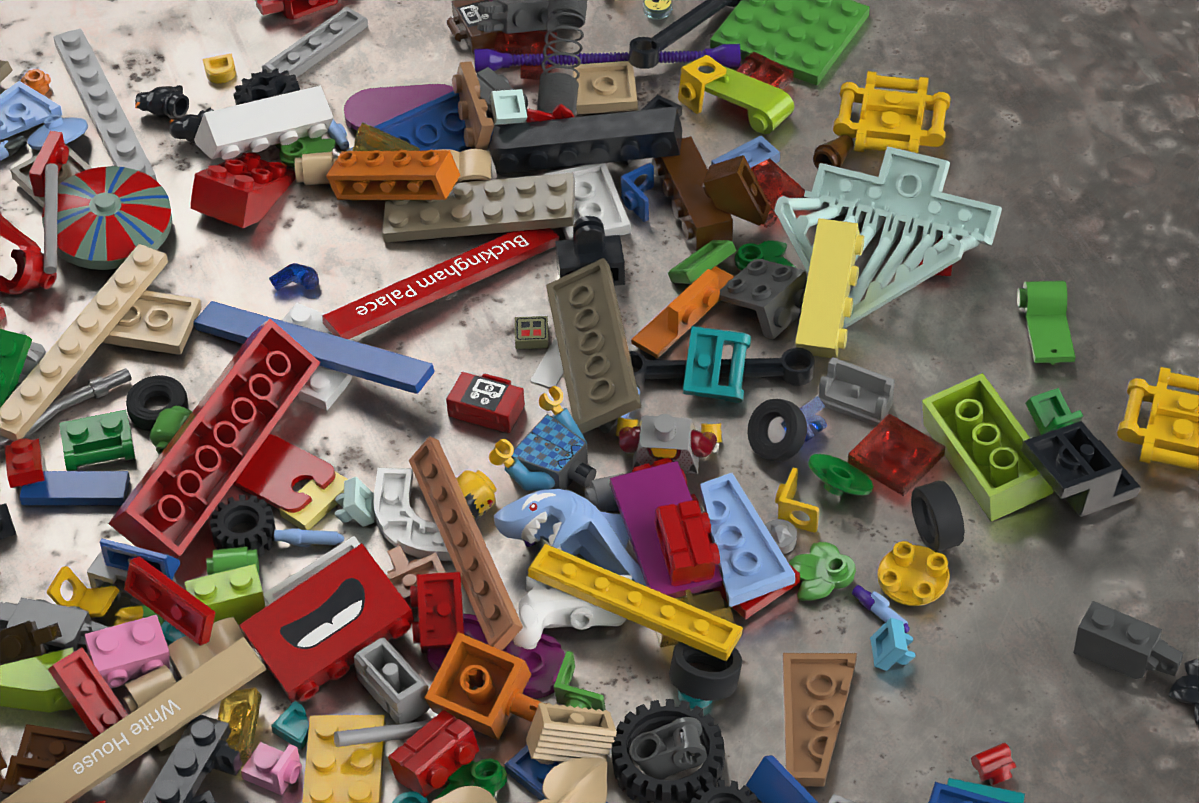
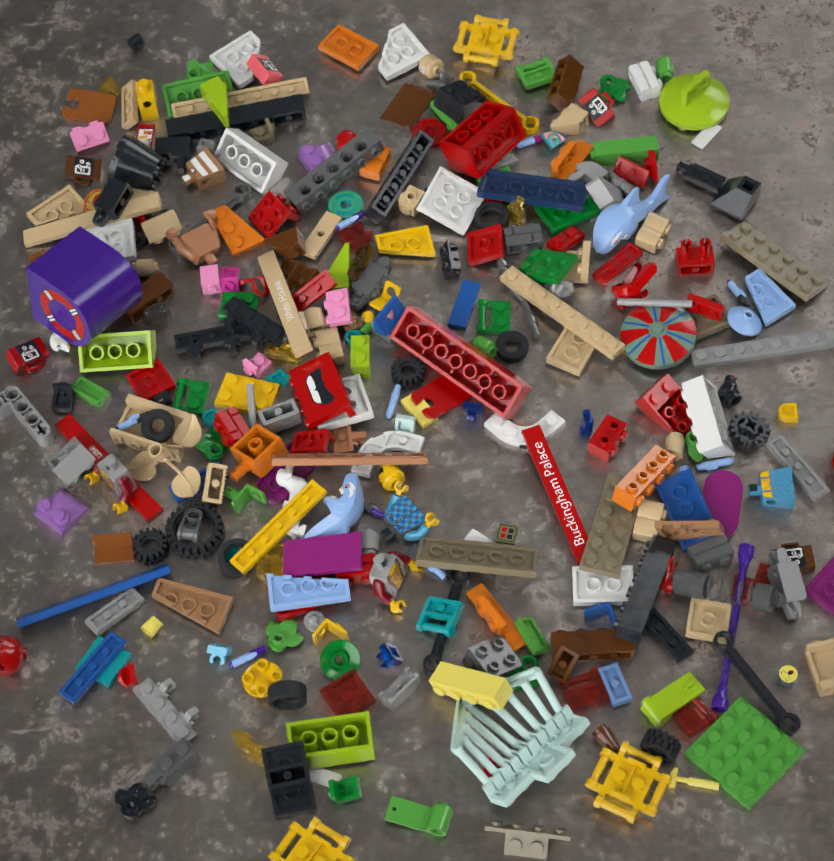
camera: 110 degrees right, 10 degrees up
(24, 462) = (483, 282): red plate -> none
(37, 80) = (796, 319): orange plate -> none
(164, 101) = (759, 377): black animal -> none
(169, 600) = (353, 323): red tile -> none
(231, 559) = (382, 364): bright green brick -> none
(306, 419) = (472, 410): none -> clear blue tile
(320, 244) = (607, 438): none -> red brick
(332, 351) = (520, 419): tile -> none
(361, 53) = (775, 489): none -> dark azure torso
(371, 138) = (664, 484): clear yellow plate -> none
(486, 401) = (458, 499): red piece -> none
(508, 106) = (680, 546): light aqua tile -> none
(589, 246) = (549, 573): black brick -> none
(685, 542) = (302, 556): red brick -> none
(693, 82) = (688, 665): yellow bracket -> none
(795, 430) = (380, 634): black tyre -> none
(826, 88) = (660, 743): none -> black tyre
(854, 63) = (692, 781): none -> light yellow piece
(884, 763) = (151, 626): none -> light yellow hose
(1022, 203) = (527, 841): none -> bracket
(1044, 677) = (156, 701): none -> light grey hinge
(1045, 542) = (245, 742): none -> clear yellow plate

